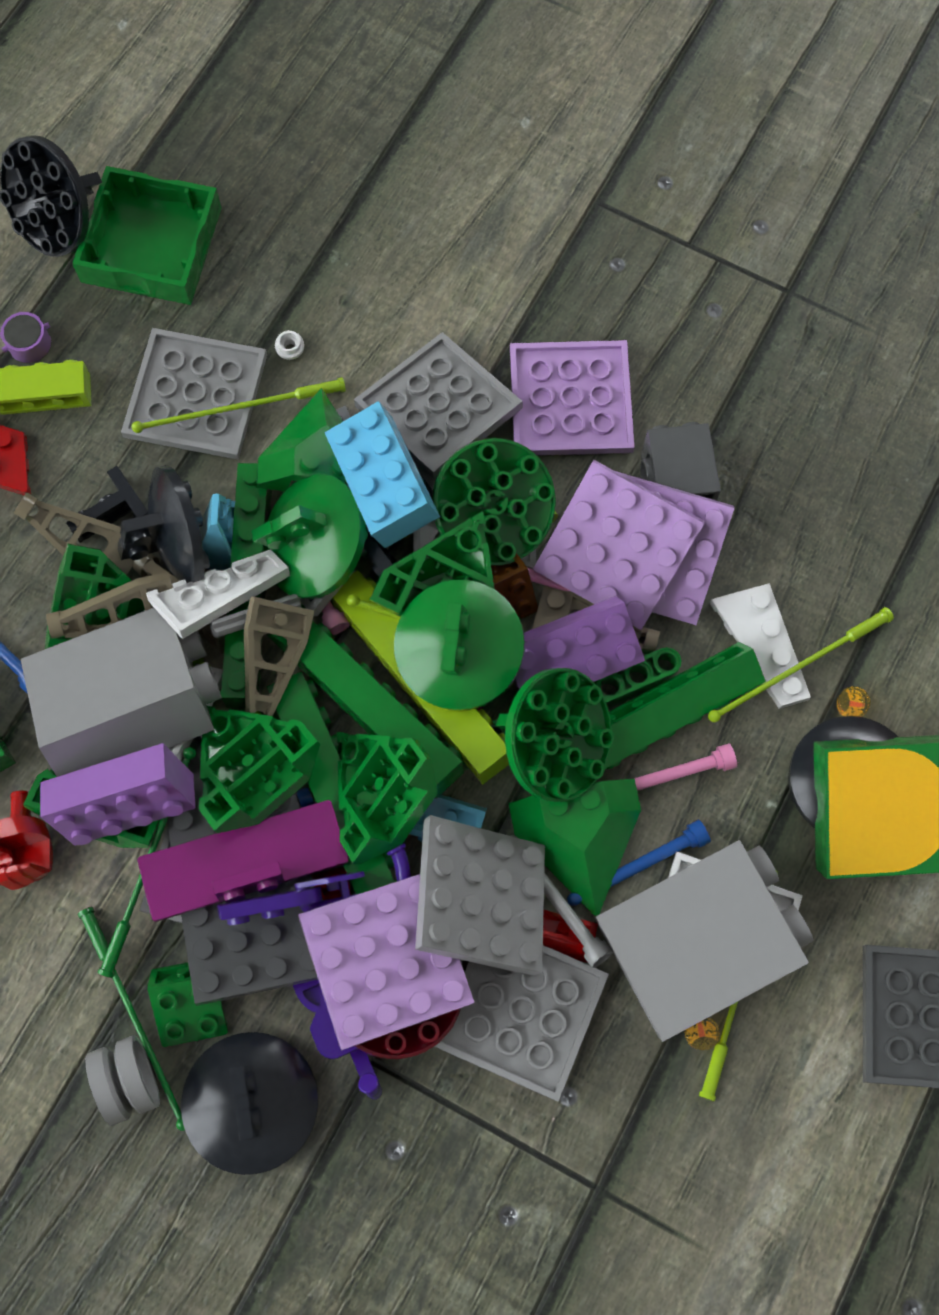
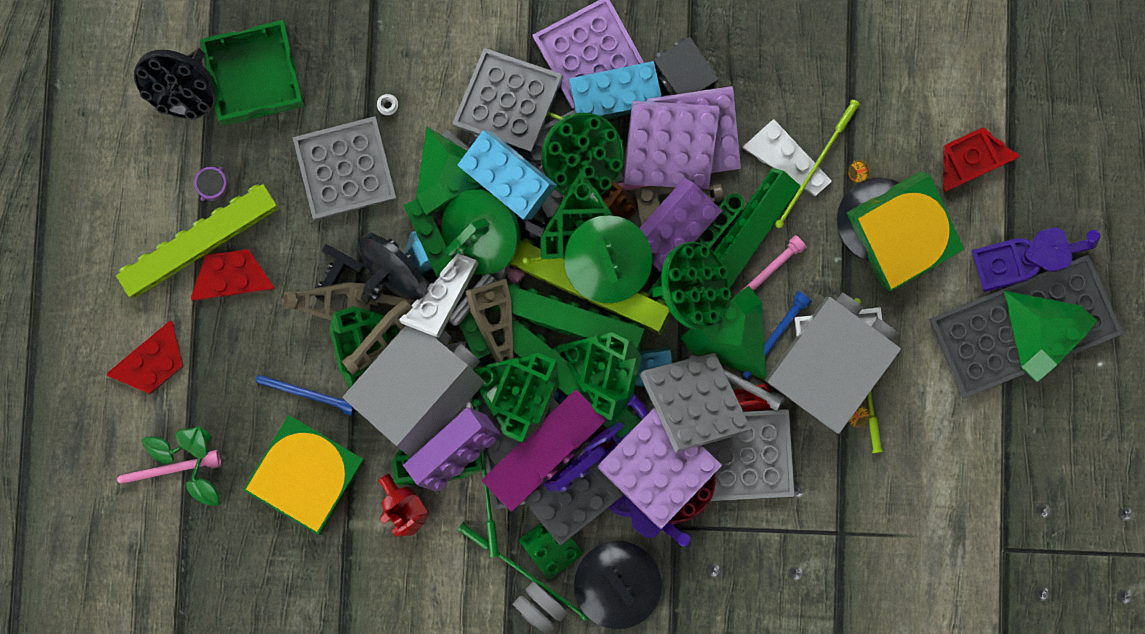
camera: 25 degrees left, 10 degrees up
(299, 393) = (412, 136): lime piece -> none
(571, 444) = (612, 91): none -> medium azure brick

